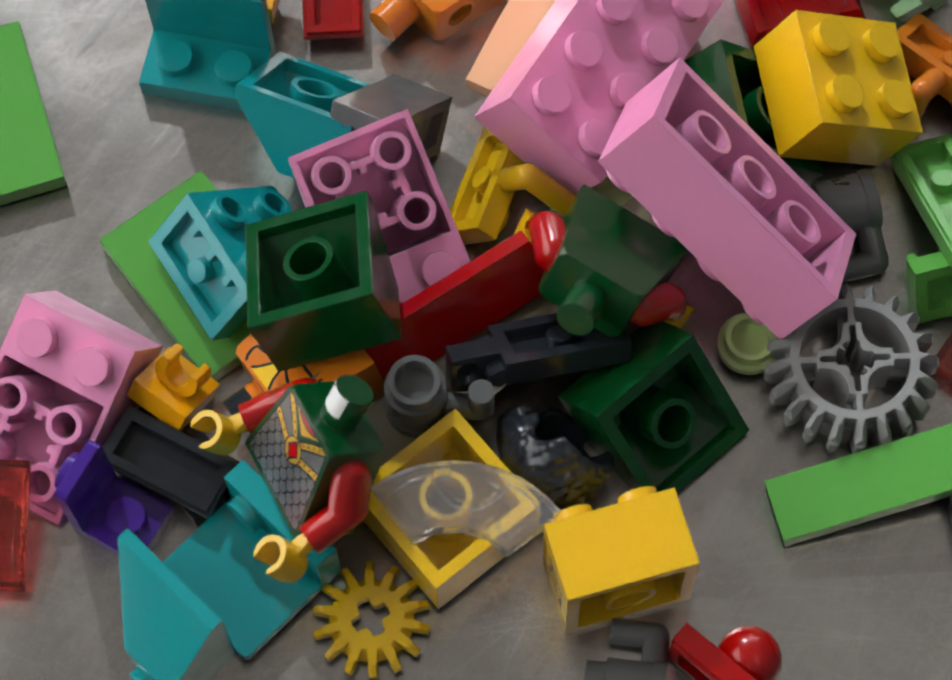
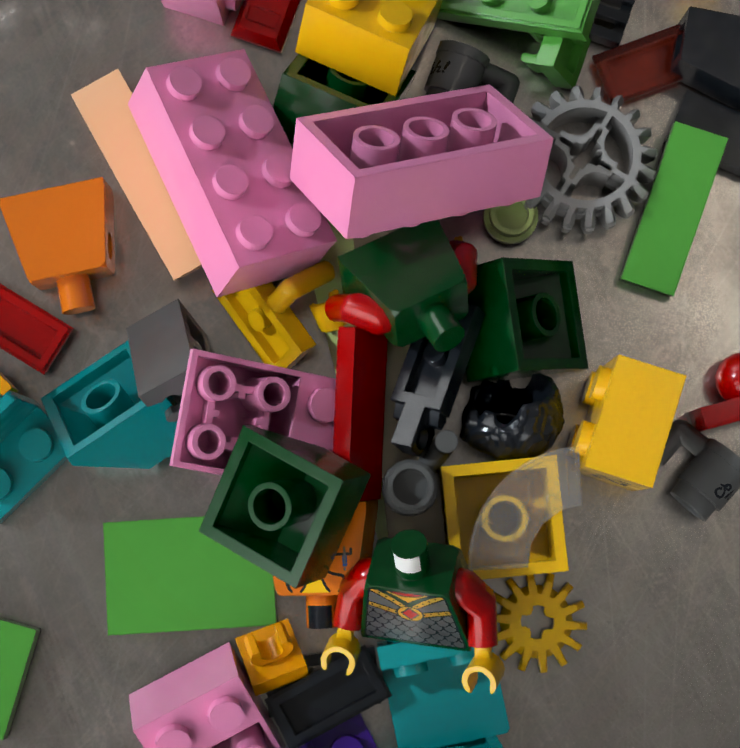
camera: 55 degrees left, 15 degrees up
(206, 251) = (175, 558): teal bracket -> none

